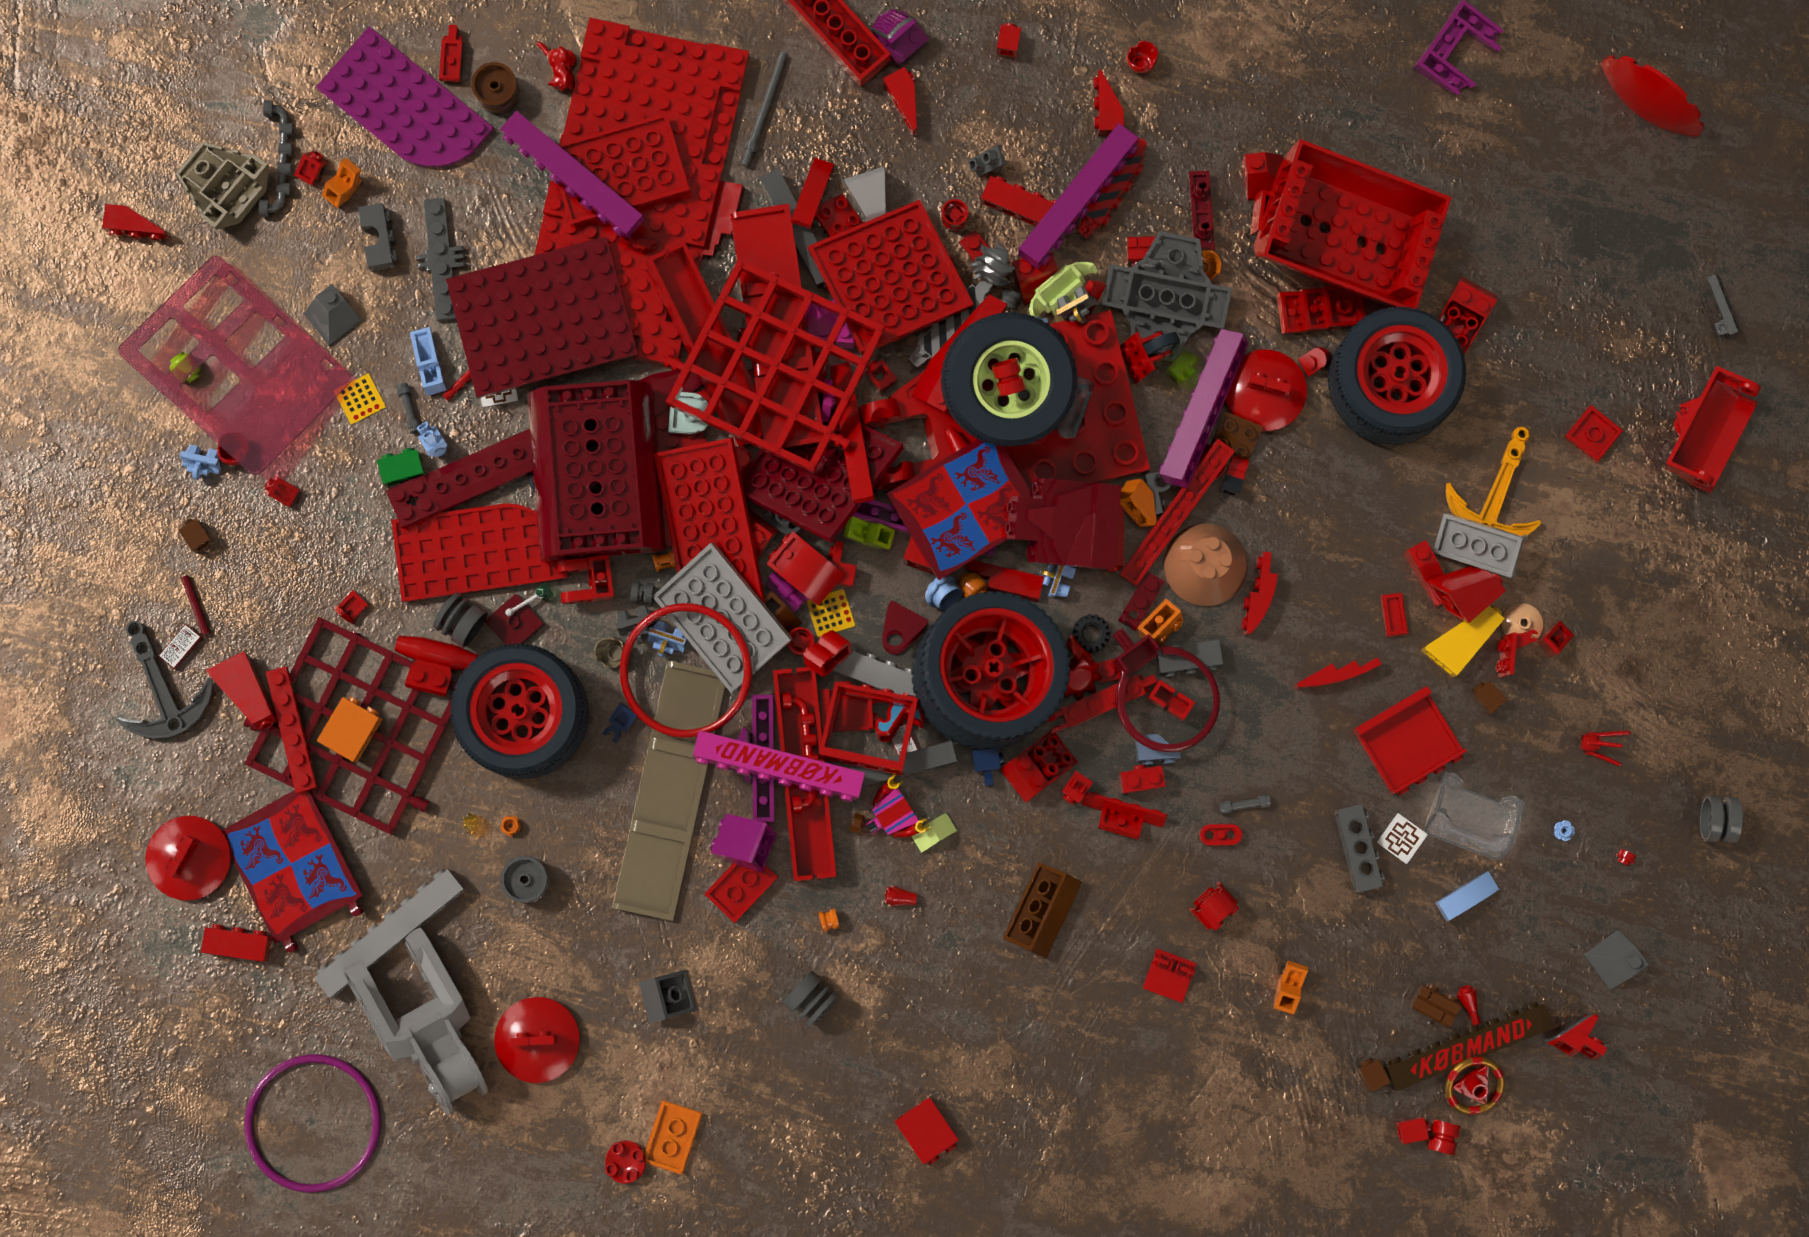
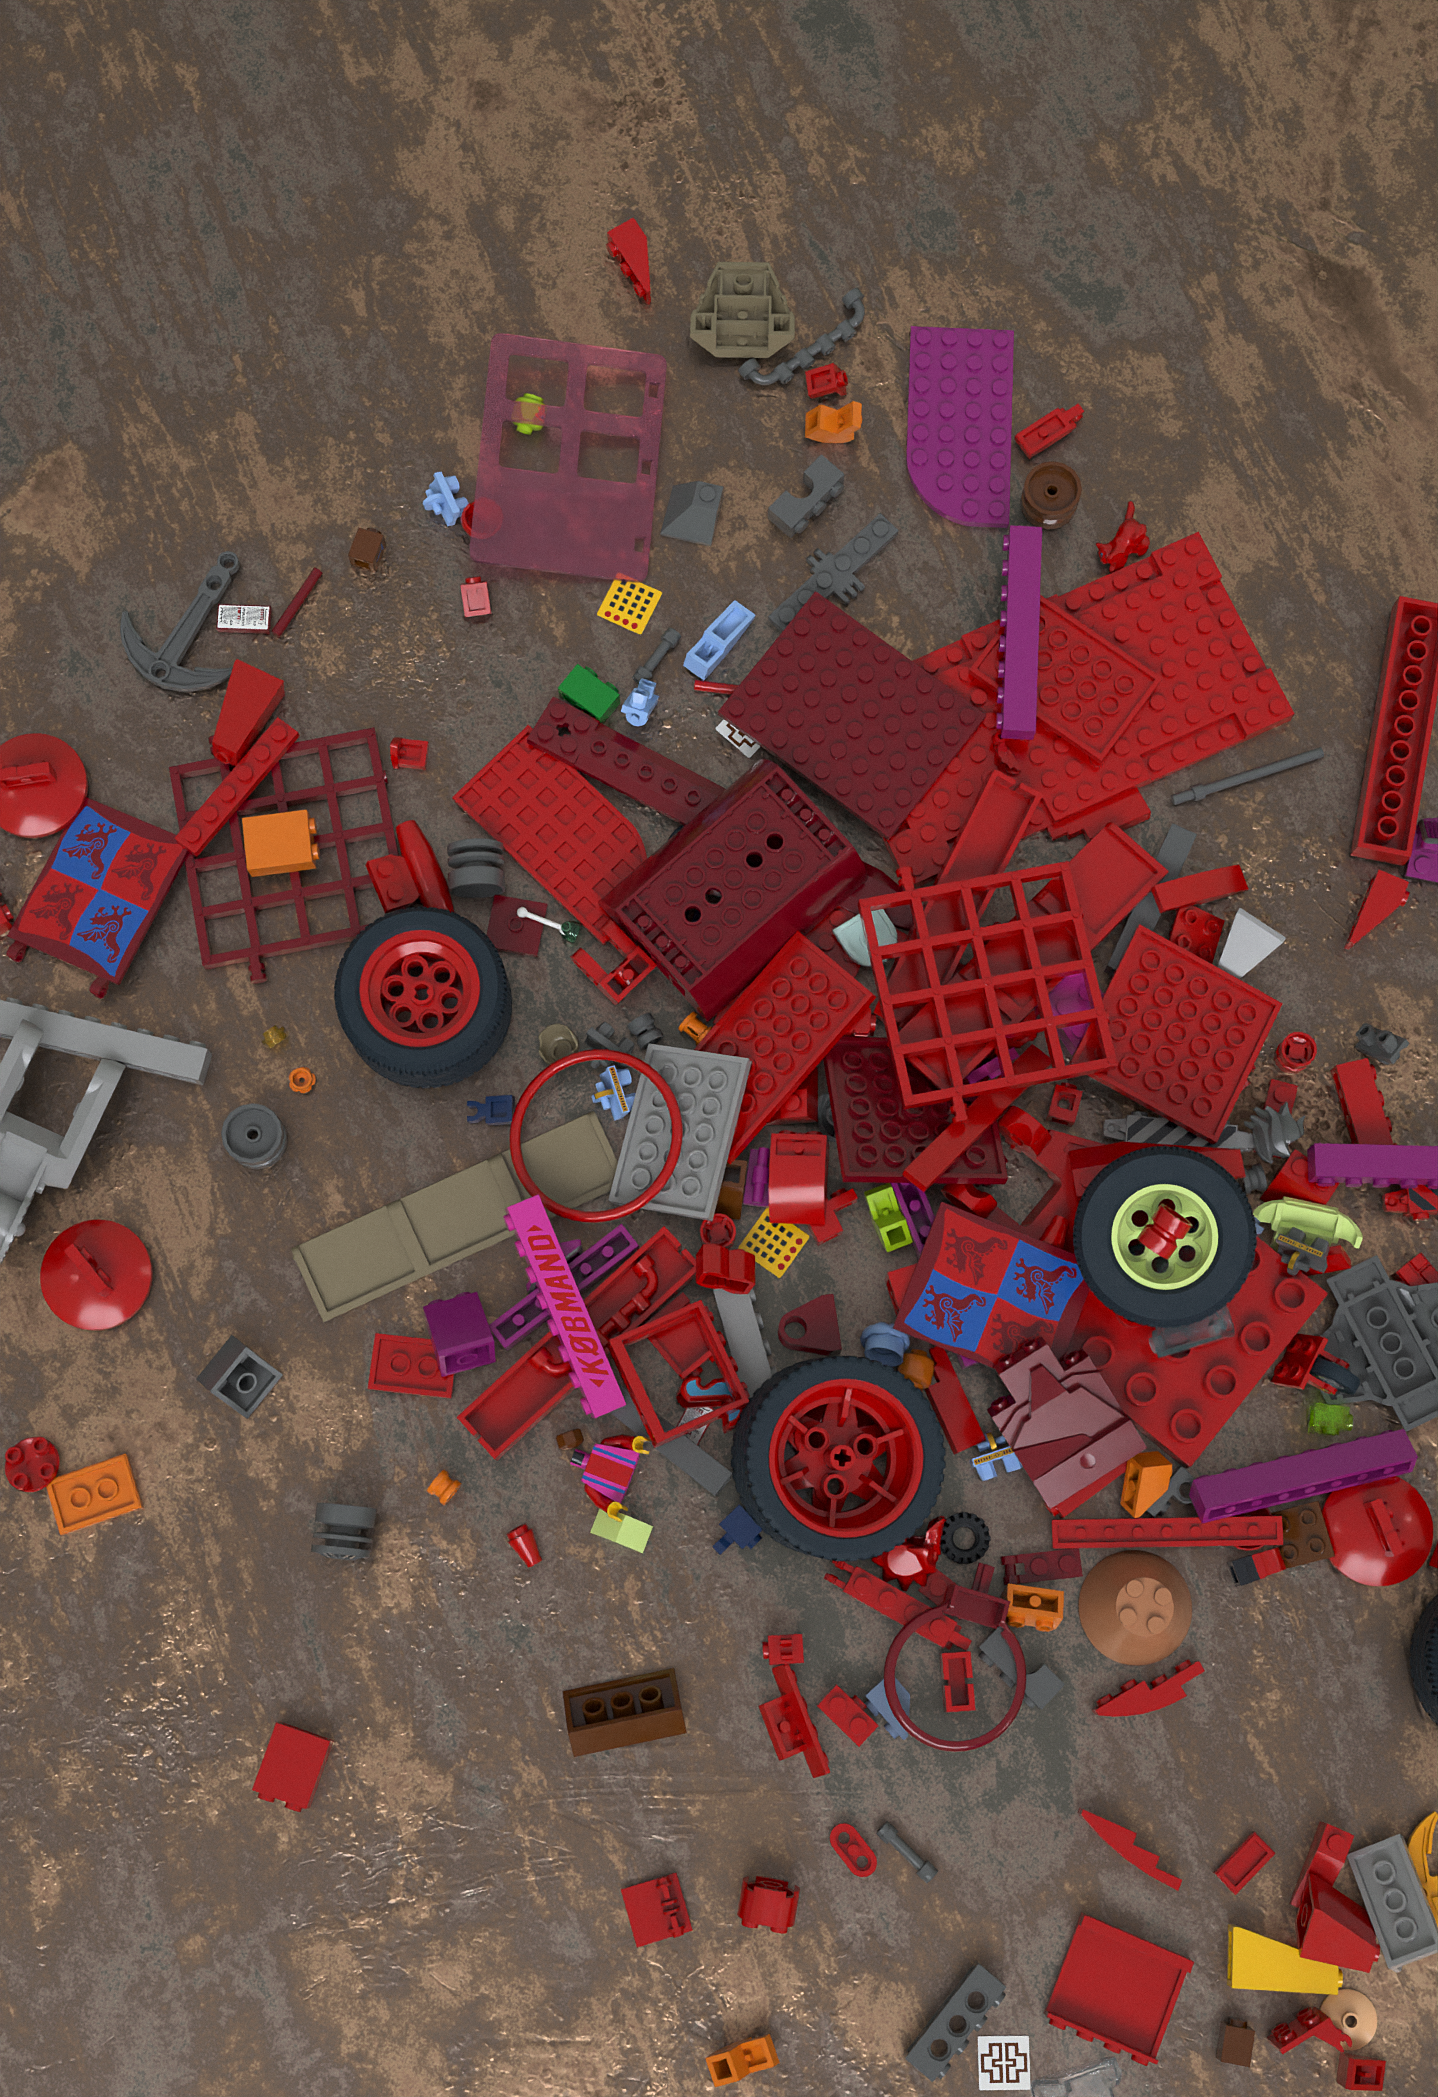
camera: 55 degrees right, 5 degrees down
(1038, 766) = (778, 1589): red slope -> none

